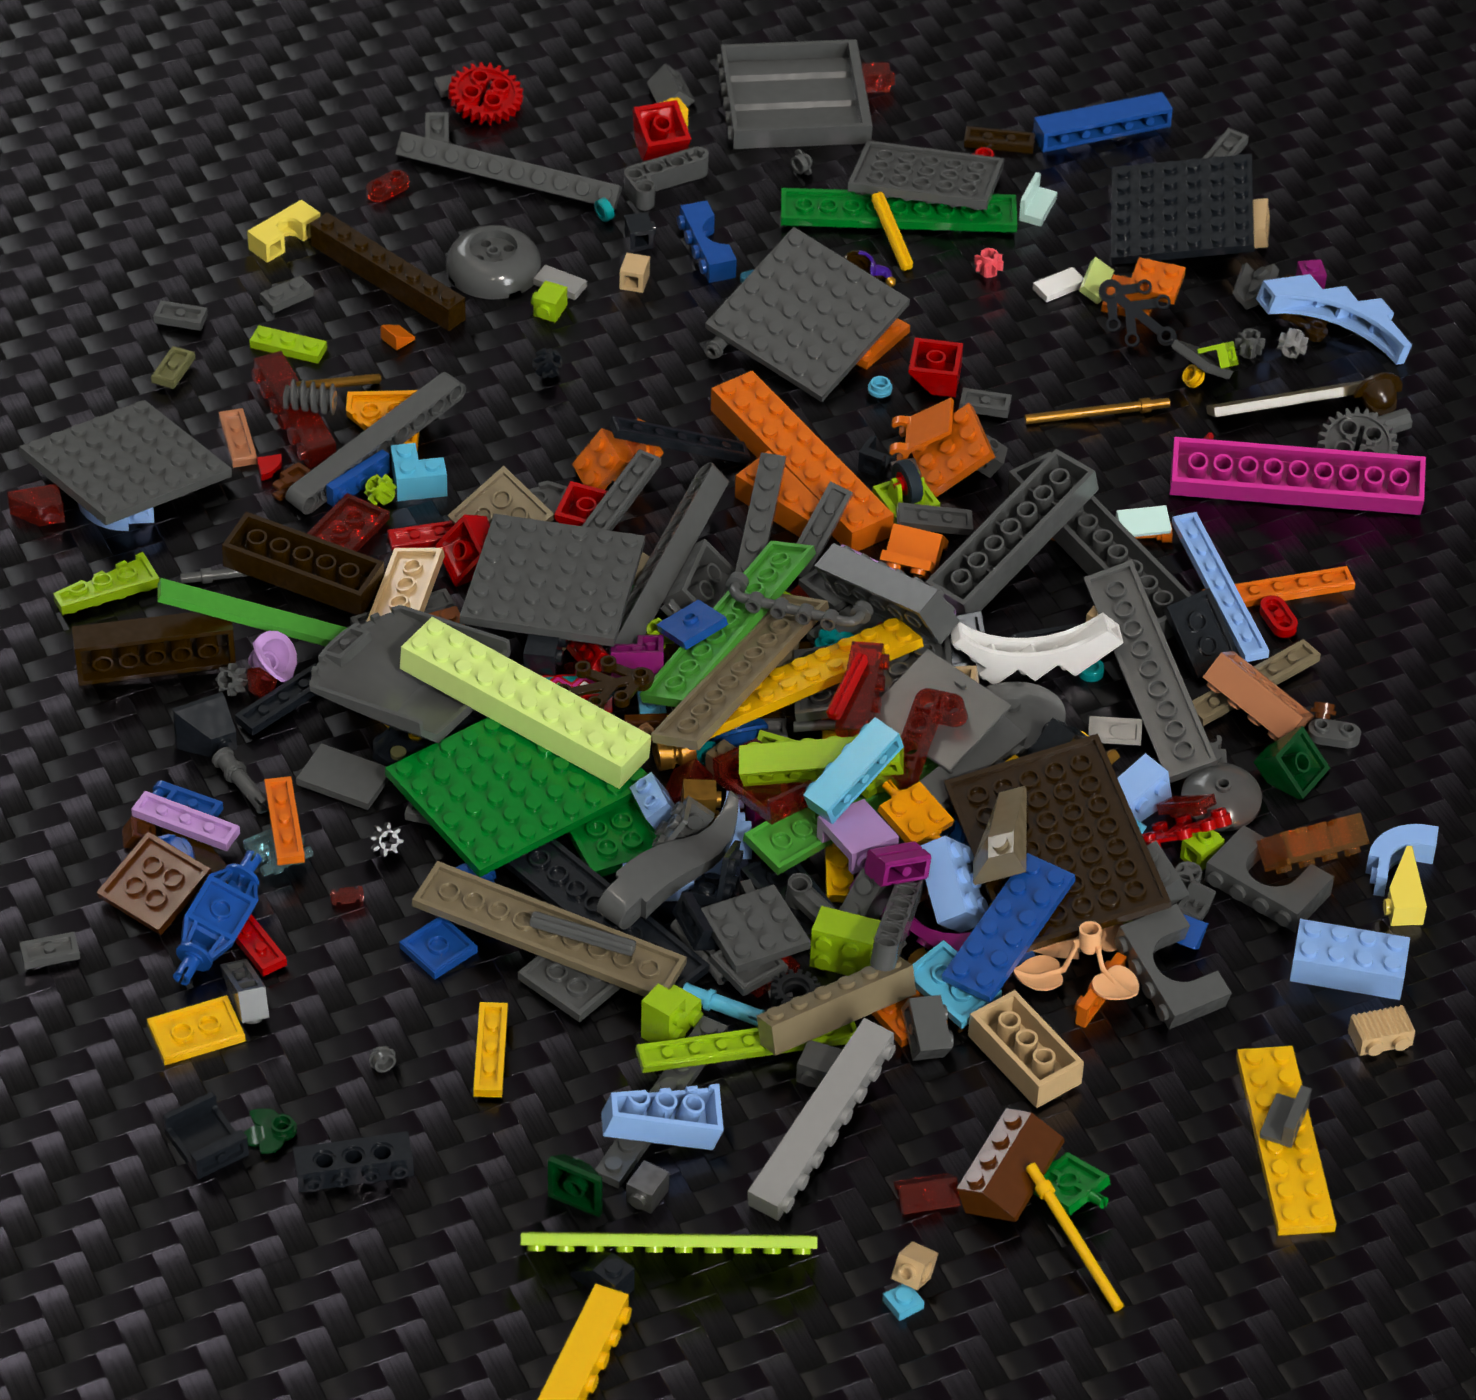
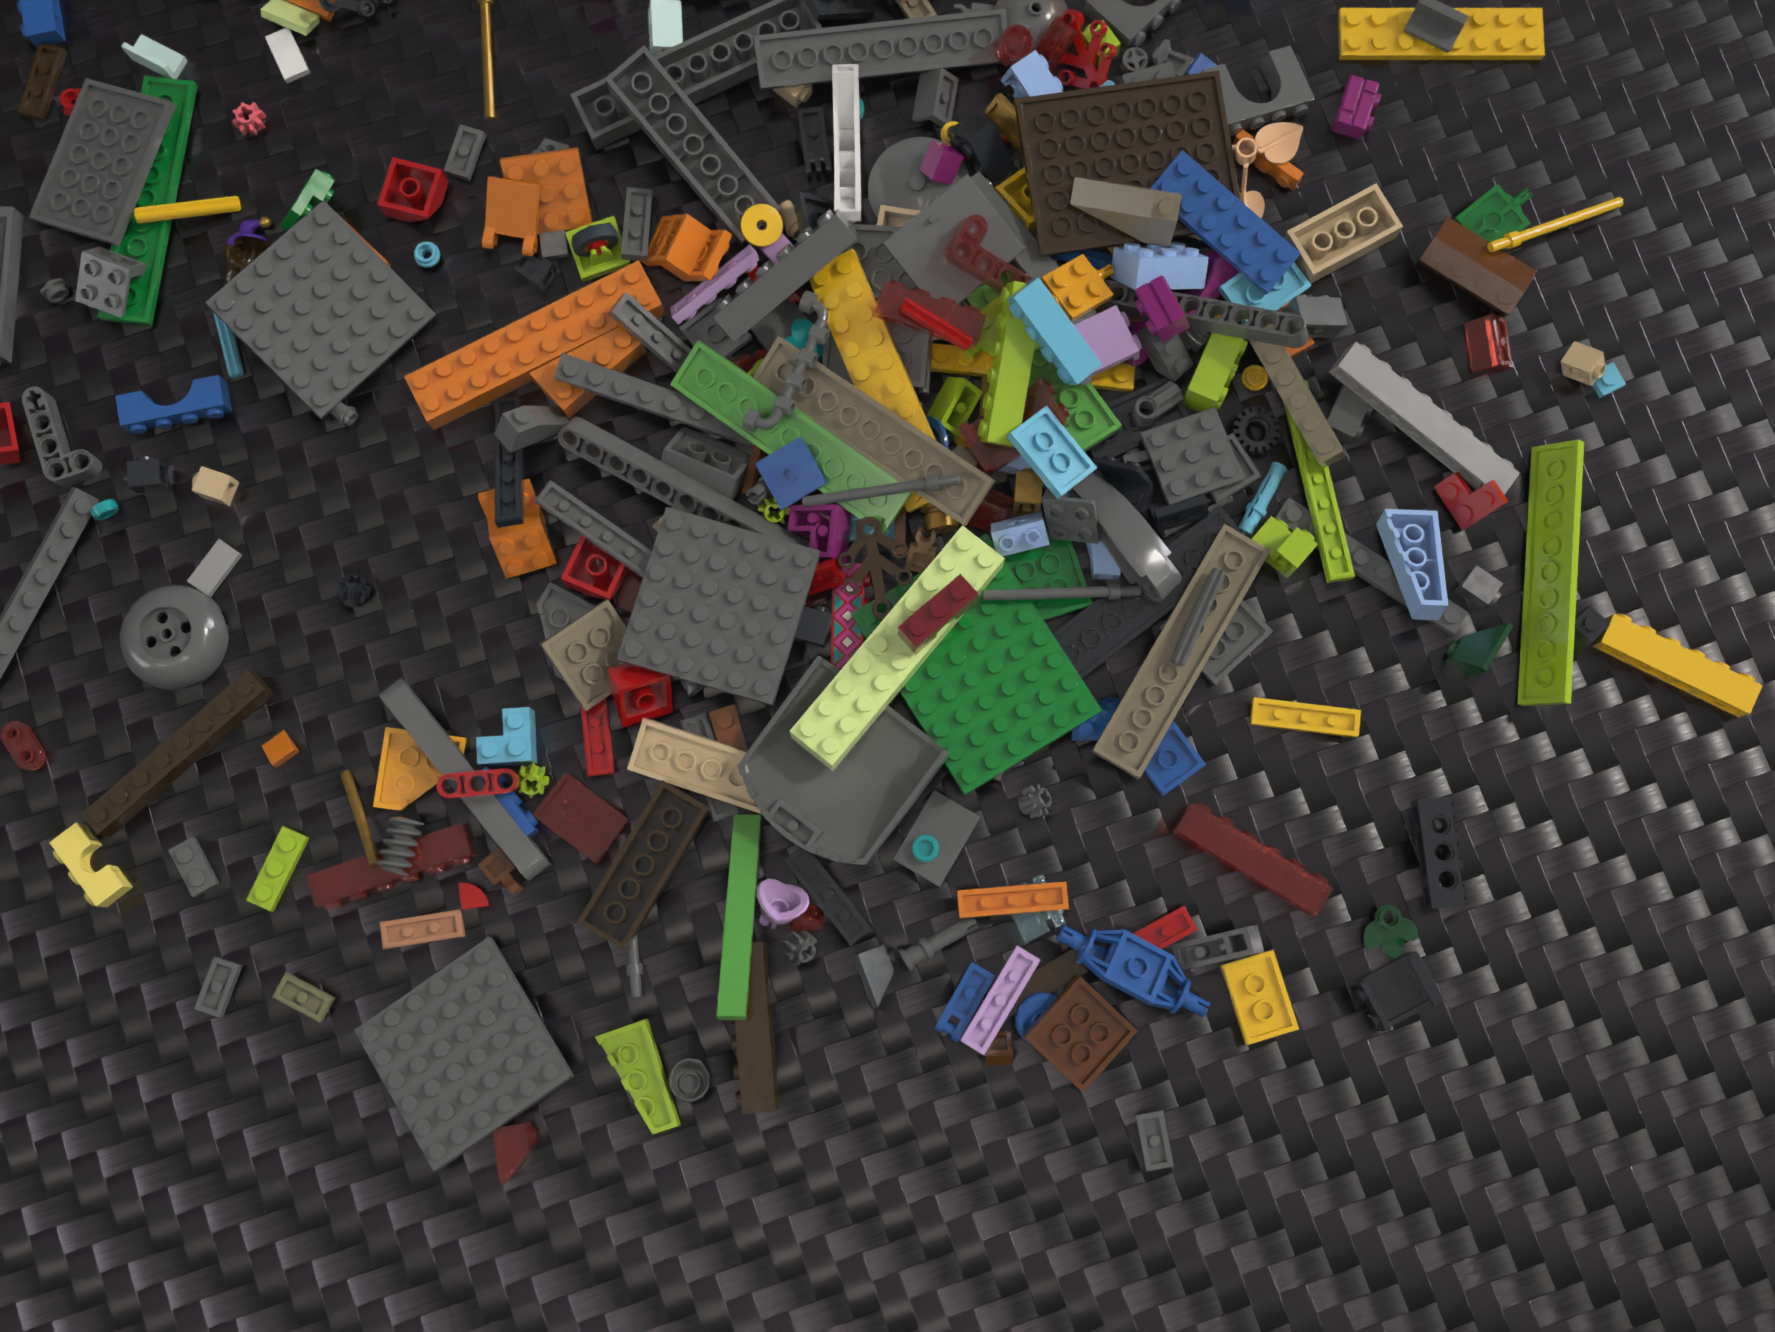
camera: 80 degrees left, 35 degrees up
(103, 608) = (689, 1080): none -> dark grey hair
(332, 762) = (925, 848): none -> teal tile
(337, 1011) = (1252, 859): none -> clear red brick
(347, 895) = (1097, 843): clear red piece -> none
(370, 438) = (465, 779): none -> red beam
(382, 1058) = (1309, 820): dark grey plate -> none
(549, 301) = (250, 581): lime brick -> none
(570, 713) = (936, 613): none -> dark red arch
(604, 876) = (1111, 591): none -> dark grey bar
(688, 701) = (932, 483): none -> dark grey bar
(715, 445) = (529, 425): none -> dark grey slope
(735, 796) = (1051, 452): none -> medium azure plate
(742, 1171) = (1469, 506): none -> red plate
(819, 179) = (106, 280): none -> dark grey bracket
(920, 295) = (312, 193): none -> plate
(950, 583) = (763, 213): none -> yellow piece
(1033, 714) = (941, 162): none -> magenta panel
(1176, 759) = (1013, 44): none -> clear red wheel
(1177, 1061) = (1355, 107): none -> magenta brick

